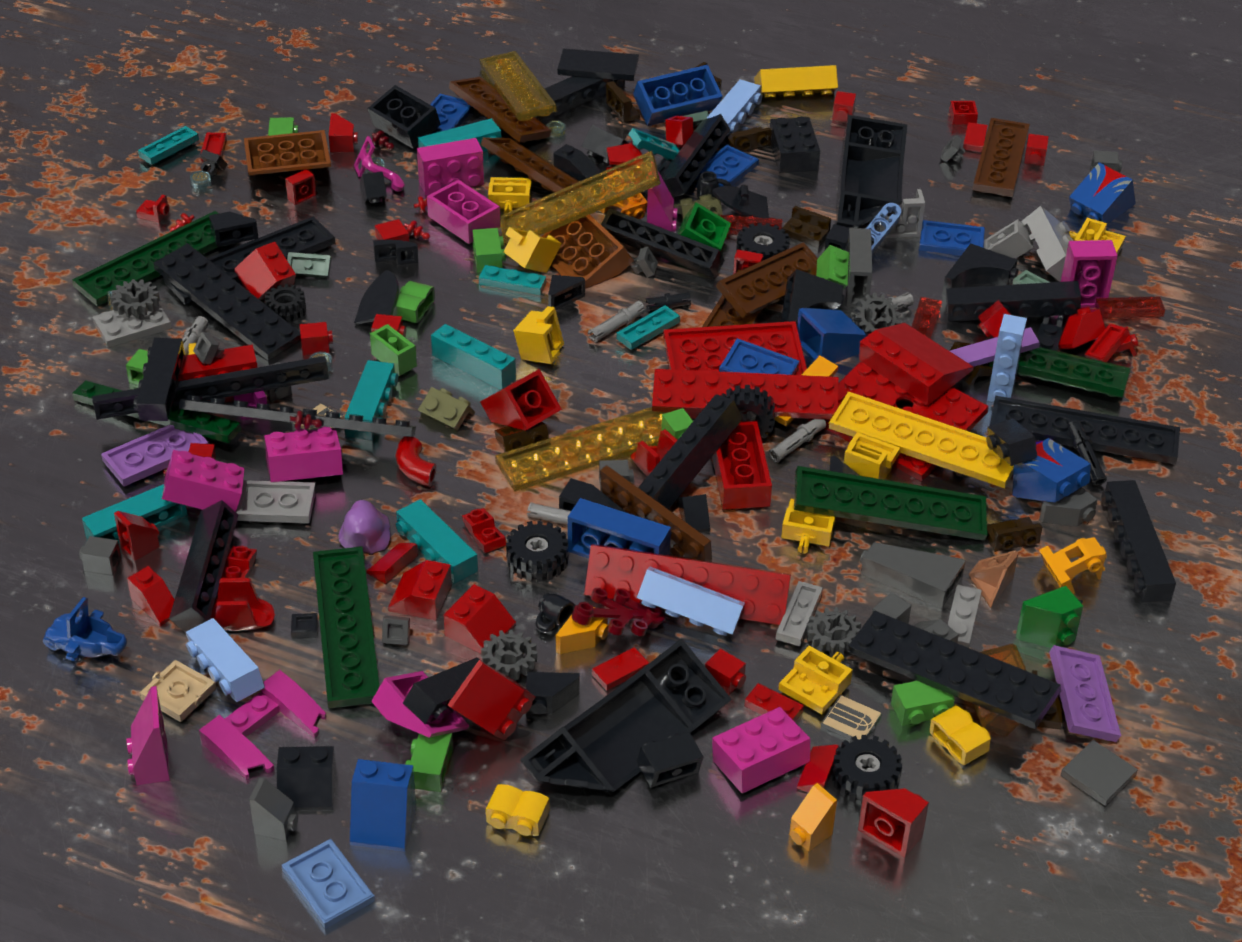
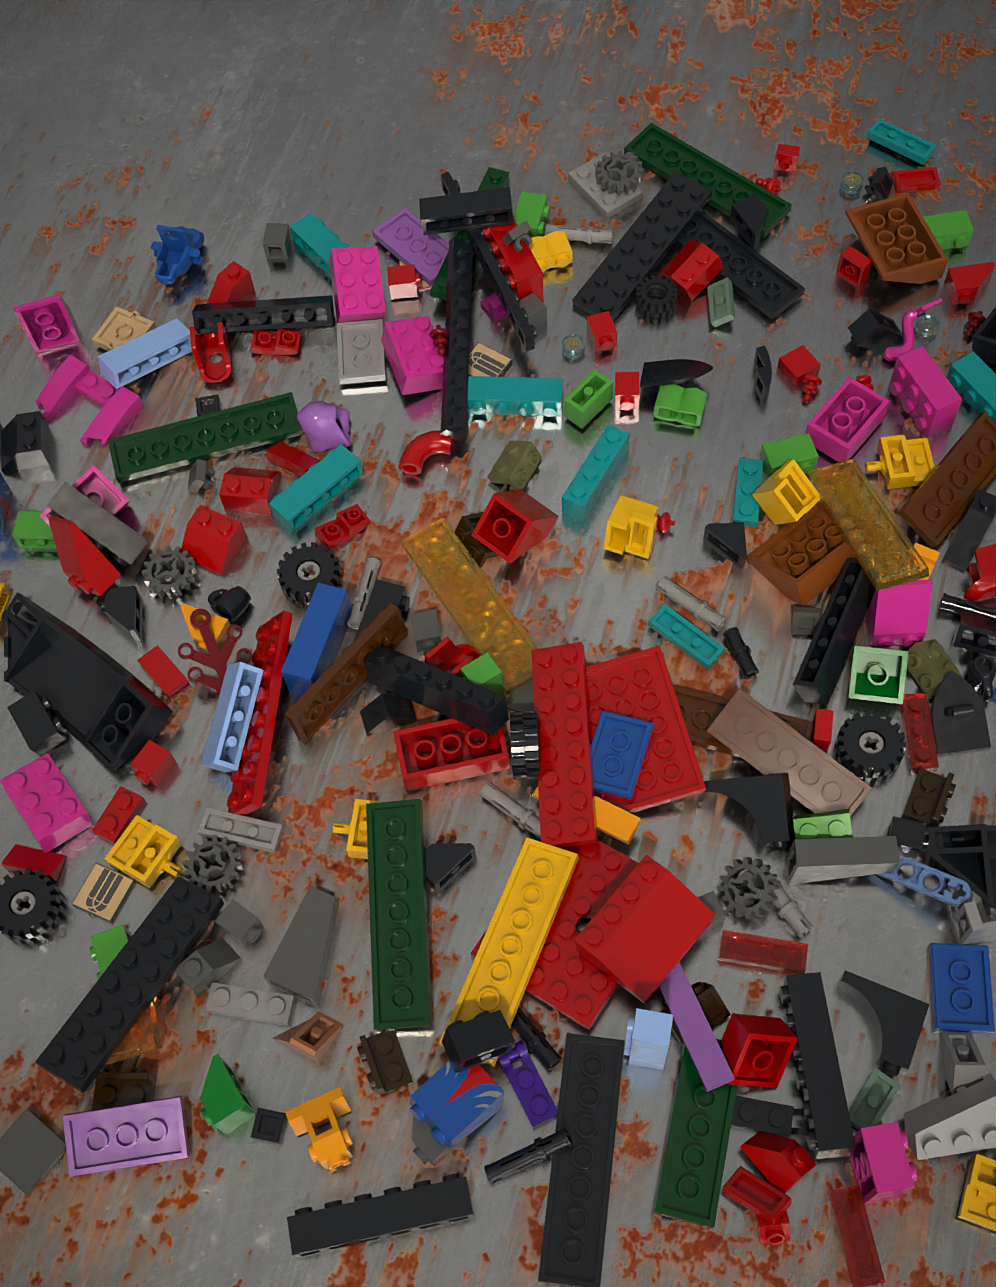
camera: 90 degrees right, 20 degrees up
(136, 535) = (297, 255): red slope -> none
(828, 334) = (701, 833): blue slope -> none
(870, 456) = (477, 886): yellow plate -> none
(960, 735) = (64, 998): yellow brick -> none

